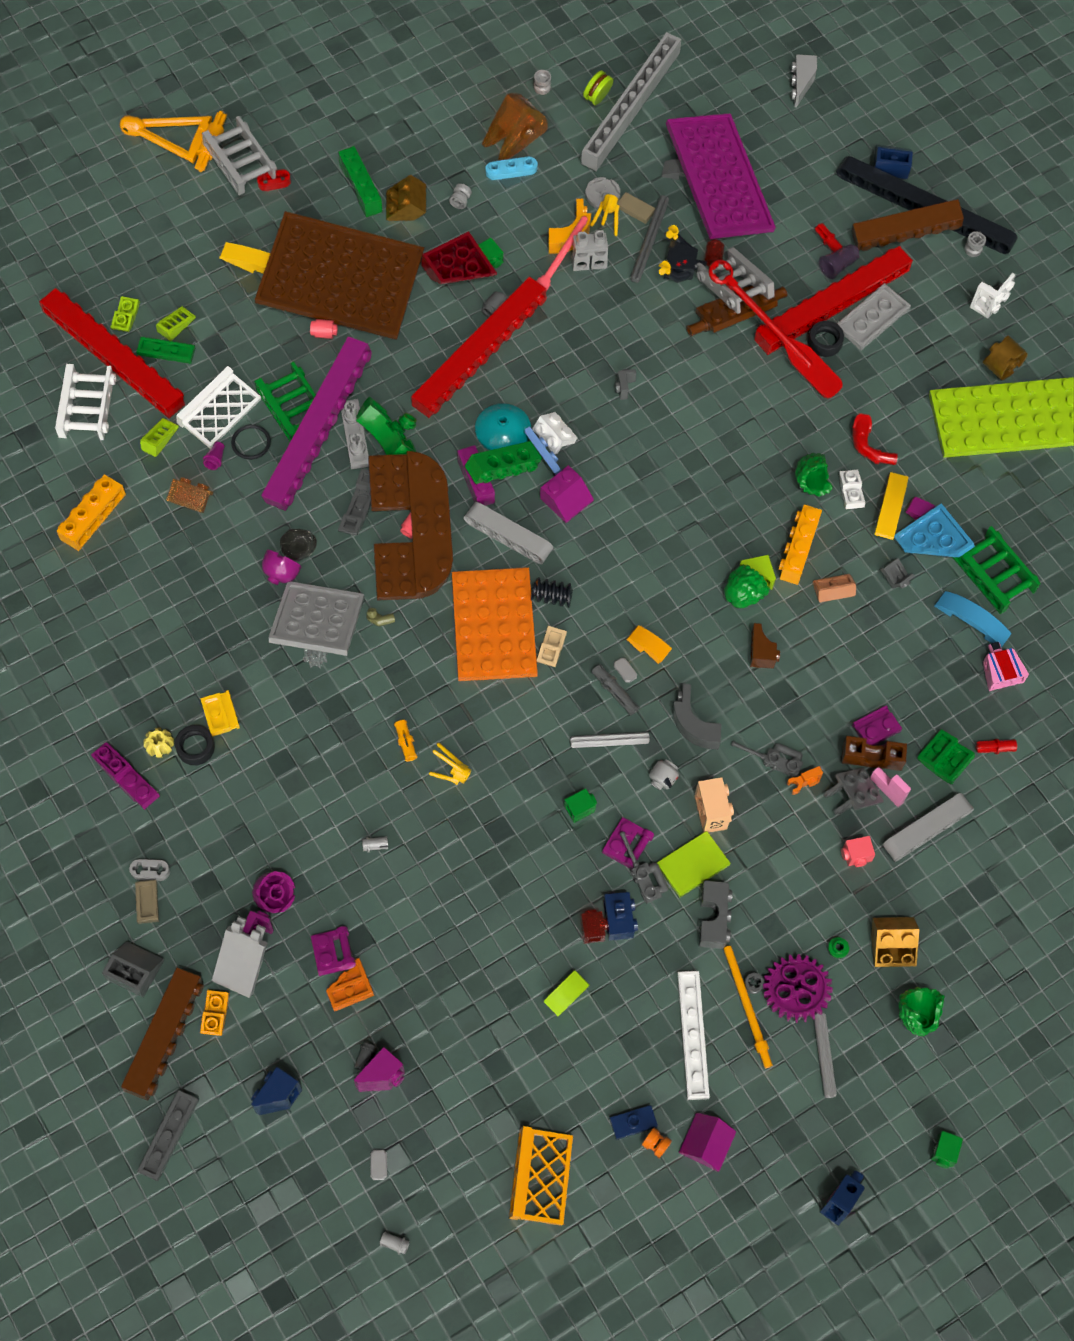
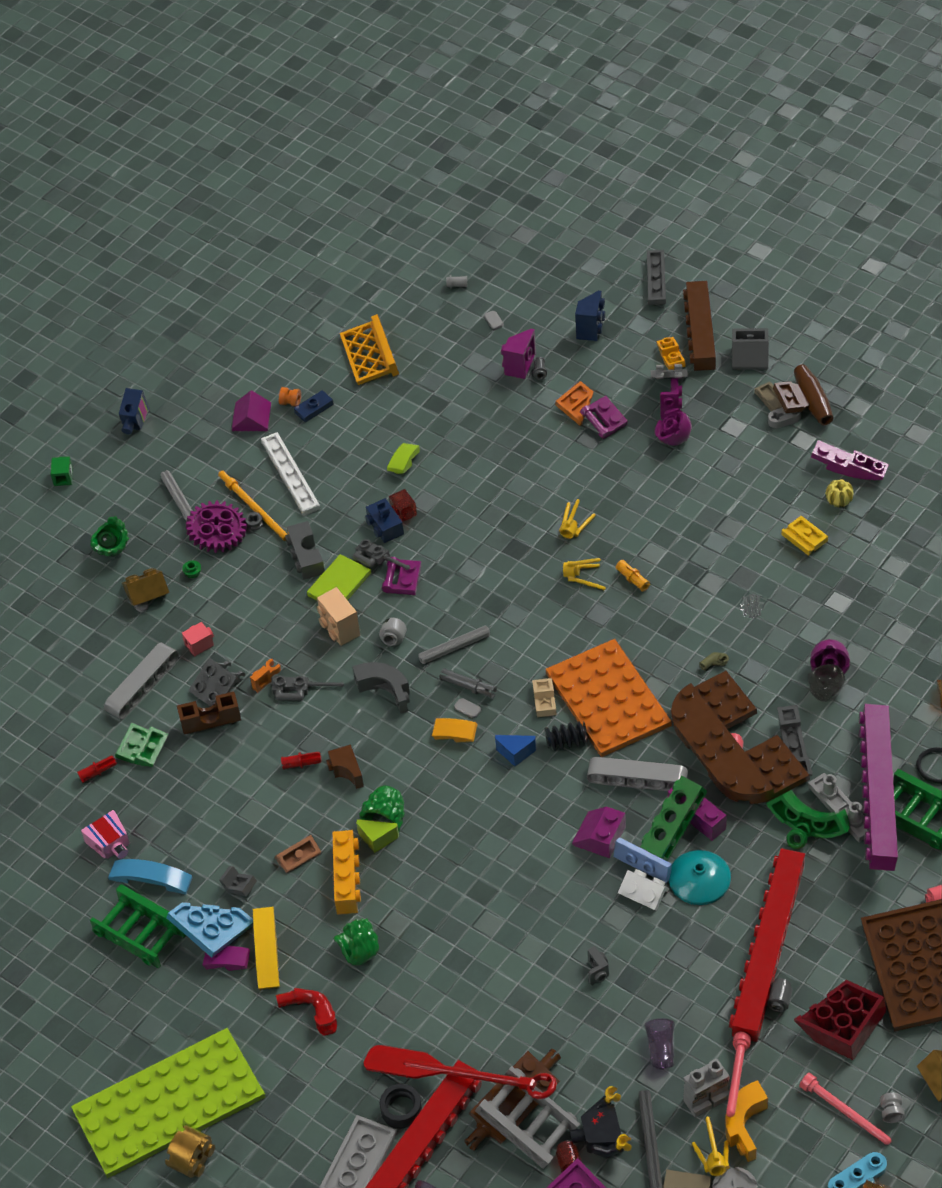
camera: 165 degrees right, 15 degrees down
(116, 876) = (805, 394): none -> reddish brown plate
(199, 758) = (810, 494): black tyre -> none
(316, 618) = (767, 627): light grey plate -> none
(374, 843) = (614, 496): light grey pin -> none
(436, 824) = (569, 527): none -> yellow plant
(492, 252) = (817, 1050): green brick -> none
(508, 236) = (810, 1084): none -> coral piece
(580, 805) = (455, 583): green brick -> none
(601, 601) = (515, 747): none -> blue slope
(604, 305) = (661, 1042): none -> clear purple plant
(801, 674) = (301, 760): none -> red axle
(851, 489) = (313, 954): white slope -> none
(877, 726) = (214, 746): magenta plate -> none
(893, 788) = (179, 691): bright pink tile -> none

